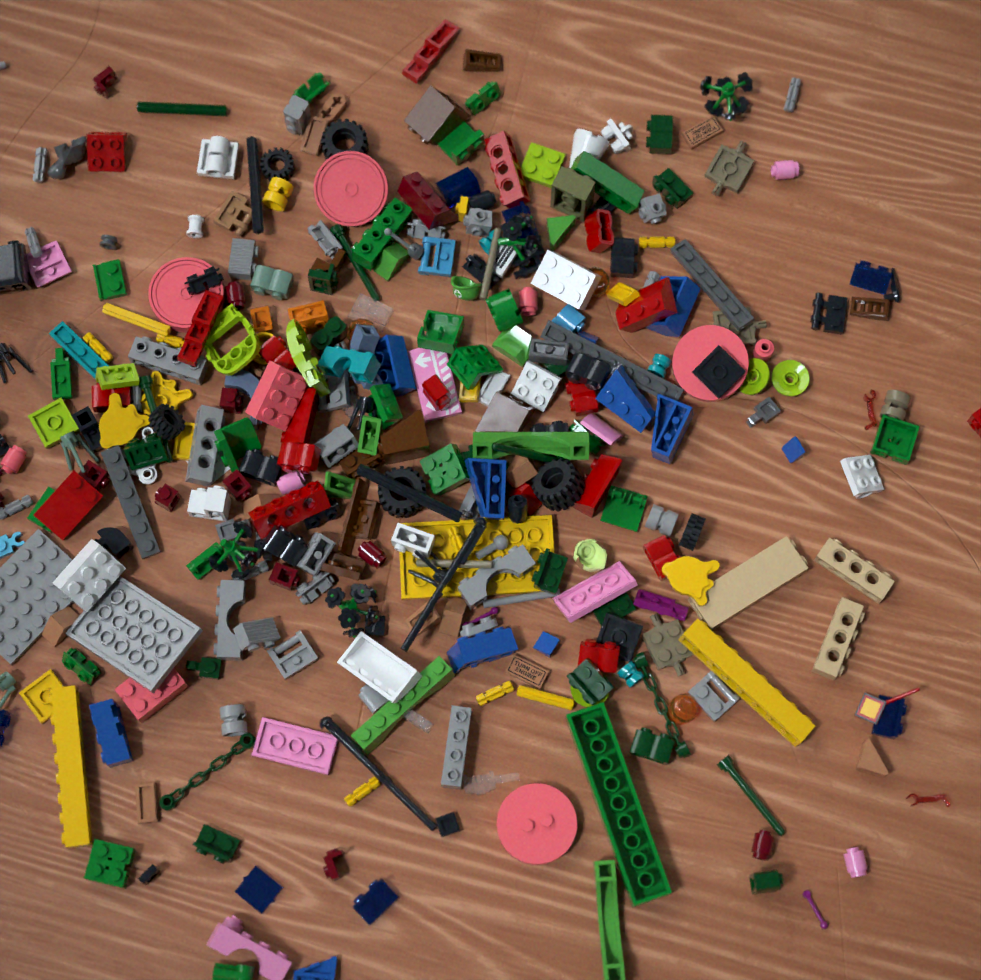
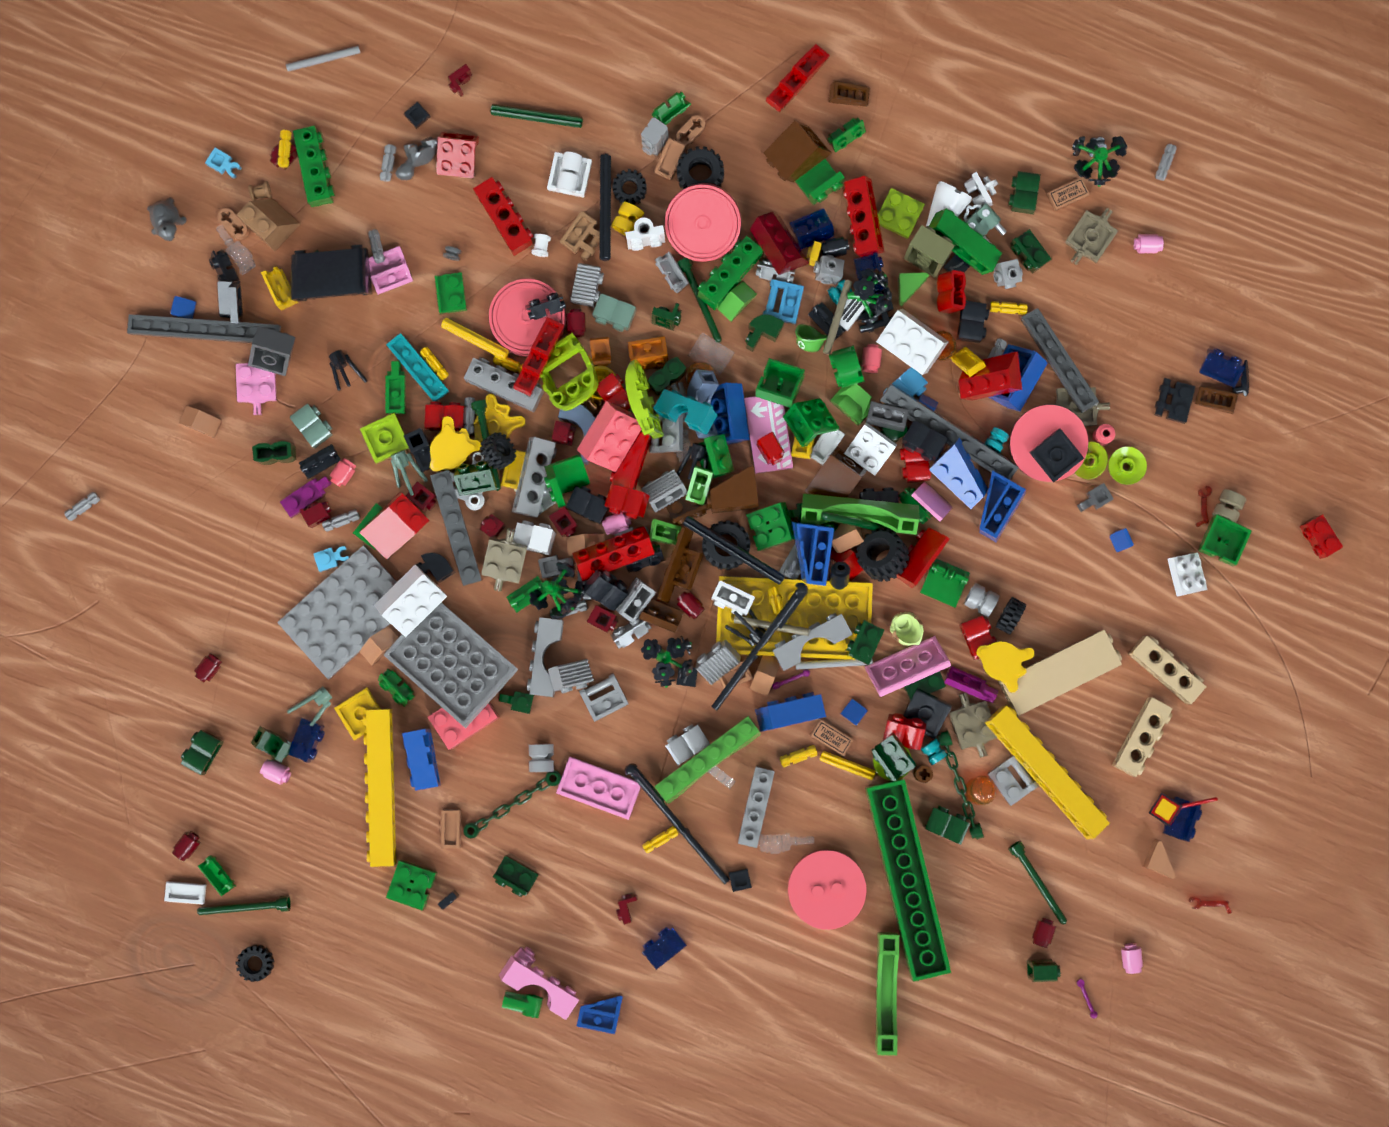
camera: 10 degrees right, 10 degrees up
(65, 118) = (417, 115): none -> black tile
(117, 376) = (452, 398): lime bracket -> none
(170, 226) = (490, 189): none -> red brick
(181, 527) = (504, 560): none -> dark tan plate
(258, 889) = (552, 923): clear blue piece -> none
(295, 206) = (637, 240): none -> white plate
(338, 261) = (669, 303): reddish brown slope -> none
(379, 668) = (688, 722): white slope -> none
(404, 605) = (718, 661): none -> light grey brick
(414, 250) = (761, 292): hinge -> none
(420, 281) = (763, 326): none -> dark green brick
(486, 623) = (796, 687): light grey plate -> none
(500, 542) = (819, 606): light grey bar -> none
(617, 701) = (919, 778): none -> reddish brown bush
(624, 161) = (983, 220): none -> sand green piece

